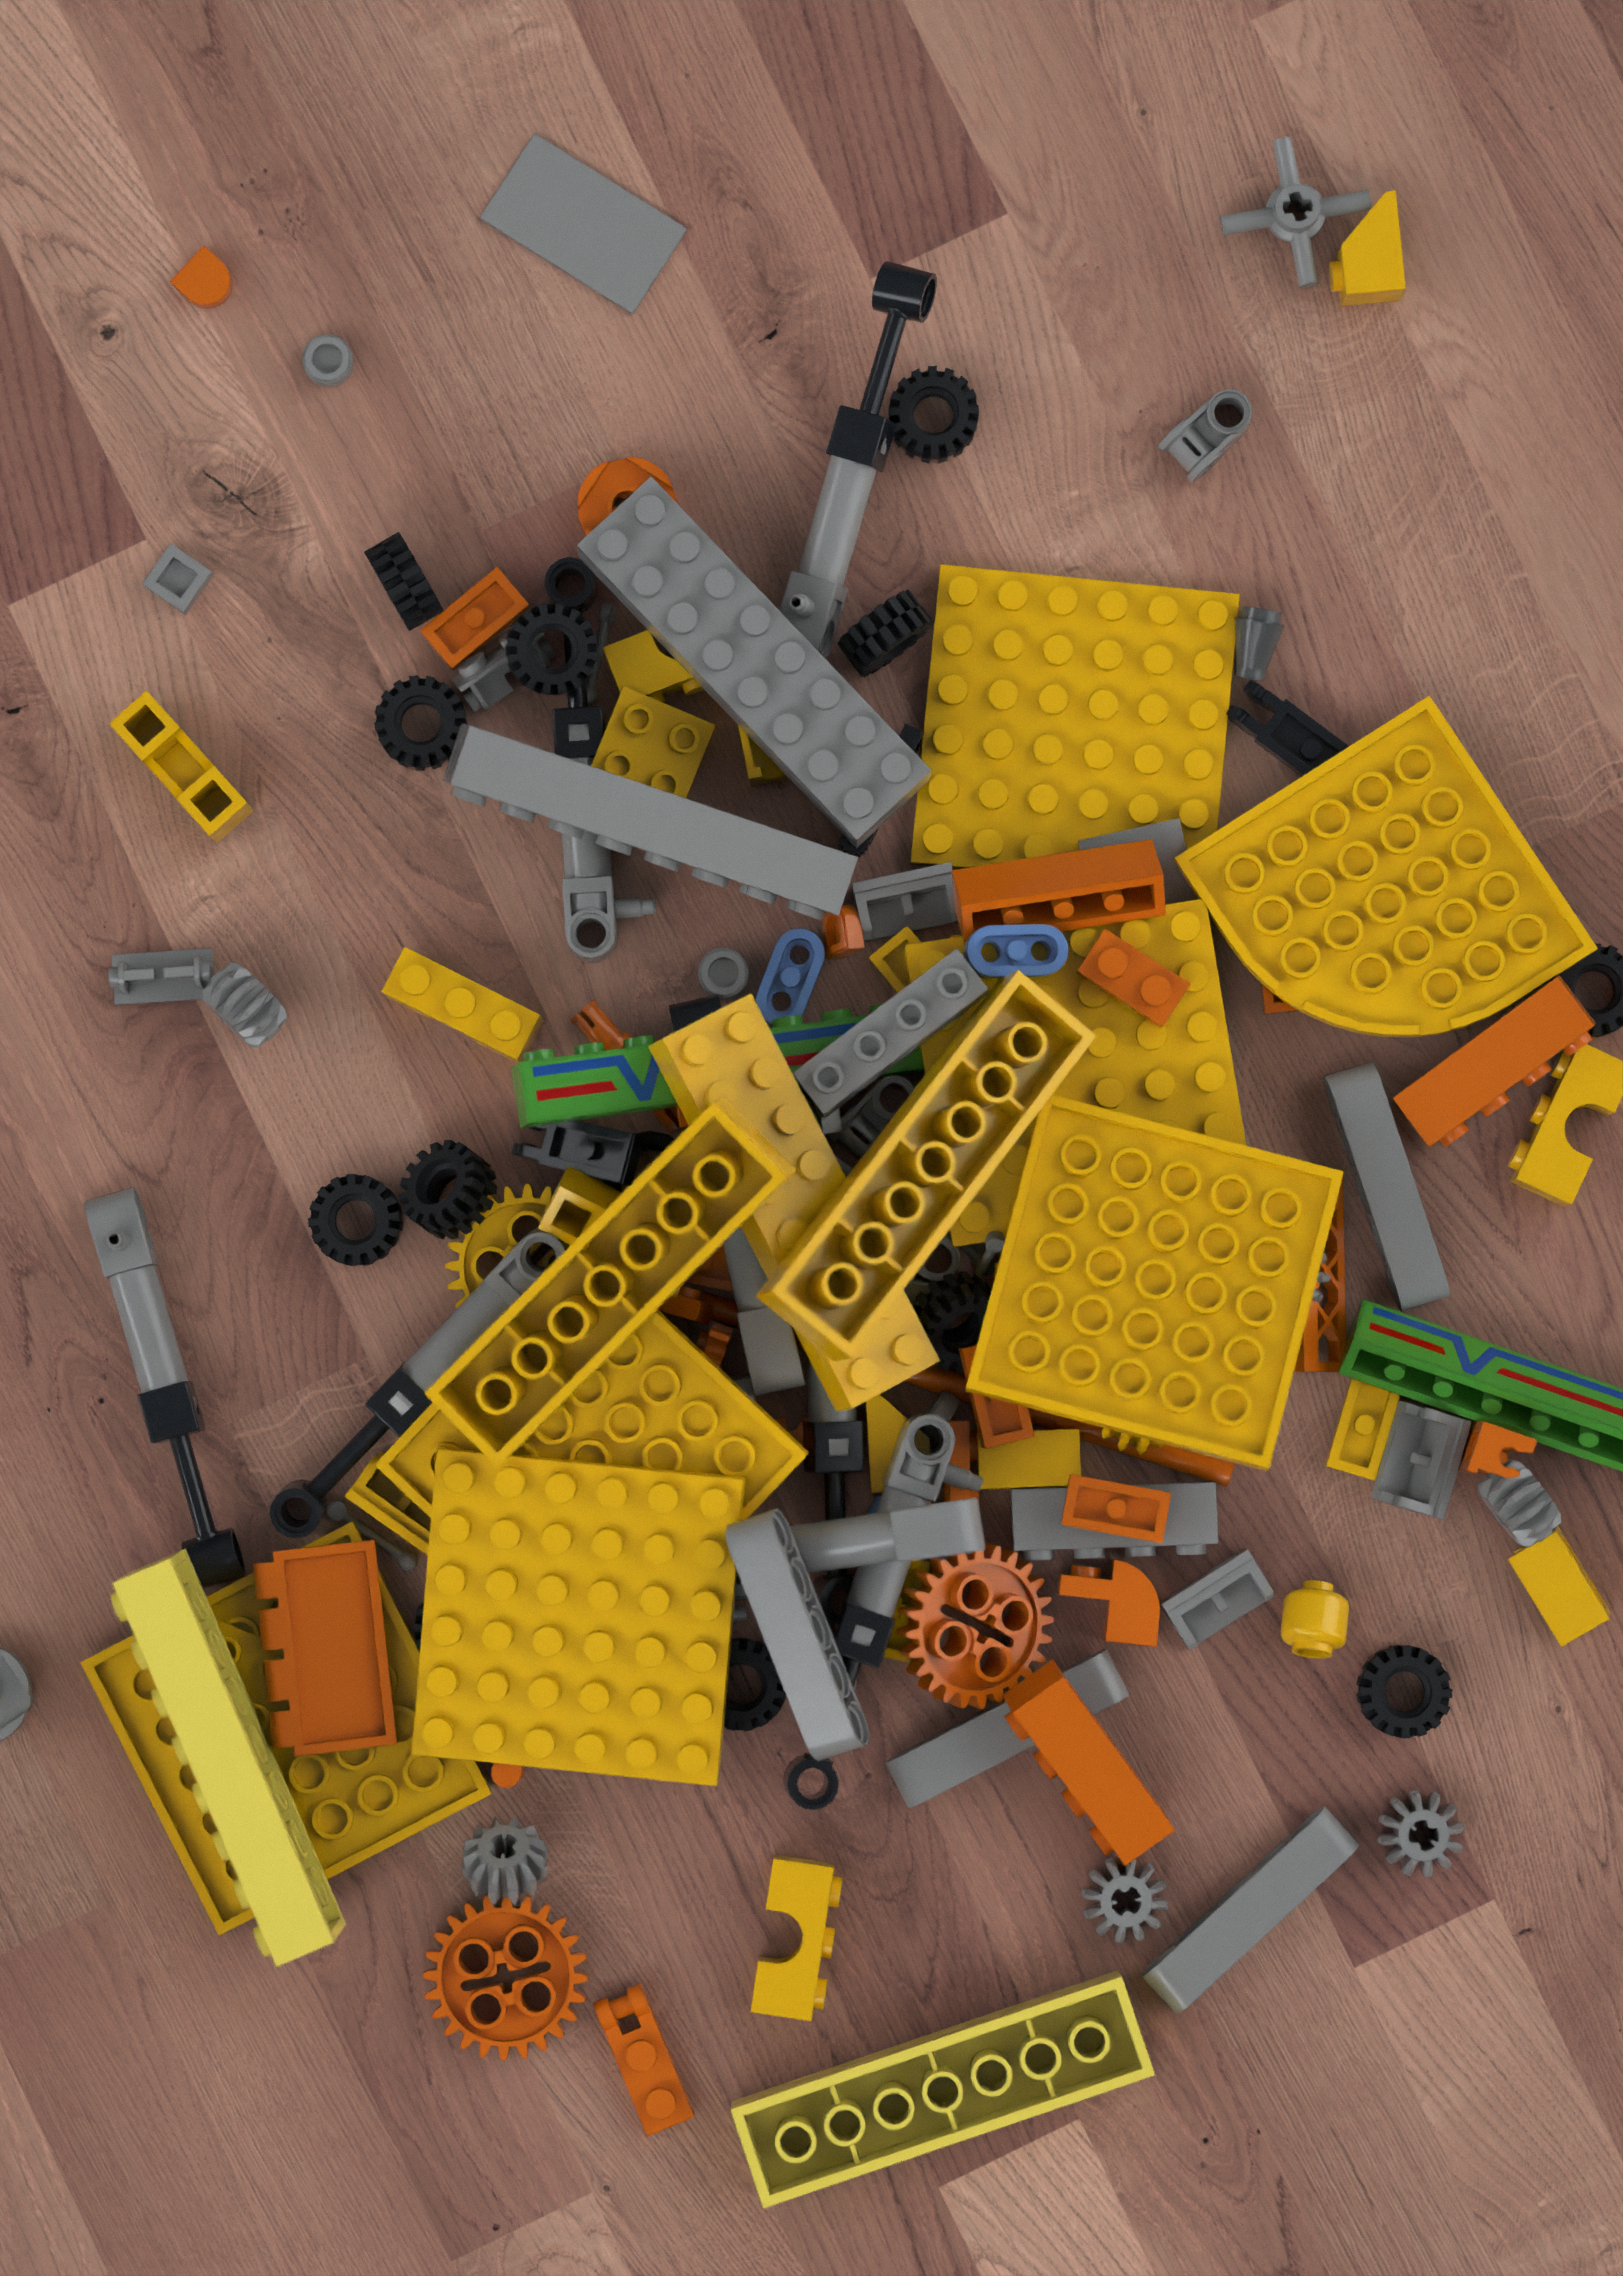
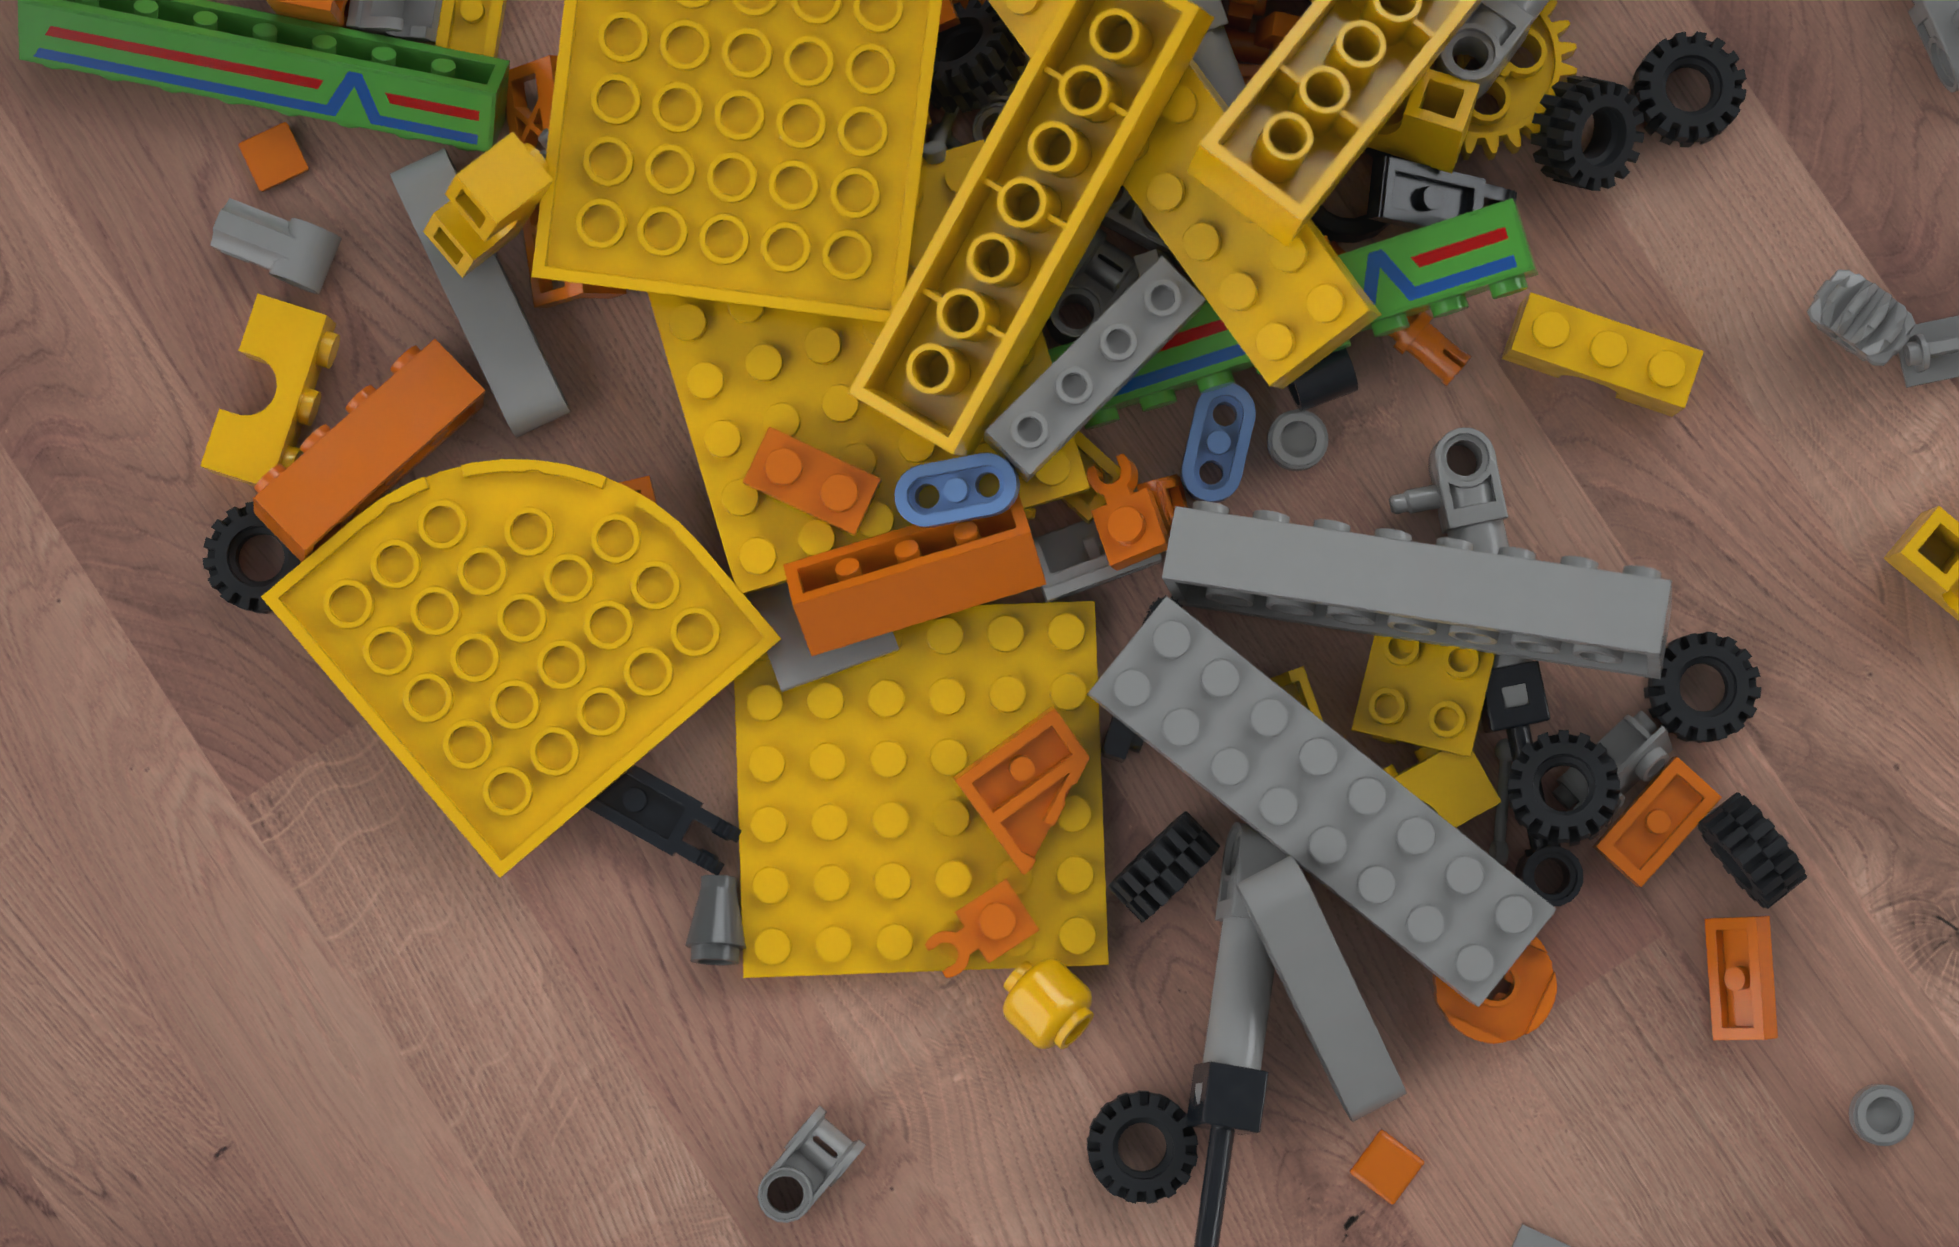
camera: 165 degrees right, 0 degrees up
(426, 483) = (1741, 978): none -> orange plate
(735, 374) = (1386, 1167): none -> orange piece
(773, 513) = (1321, 988): none -> light grey beam
(874, 914) = (1130, 520): none -> orange plate
(990, 714) = (1025, 784): none -> orange wing
(994, 538) = (1047, 1003): none -> yellow head
(1033, 606) = (990, 923): none -> orange plate
(1370, 1236) = (489, 203): none -> yellow arch
(1540, 1243) = (290, 249): none -> light grey piece
(1545, 1327) = (273, 156): none -> orange piece

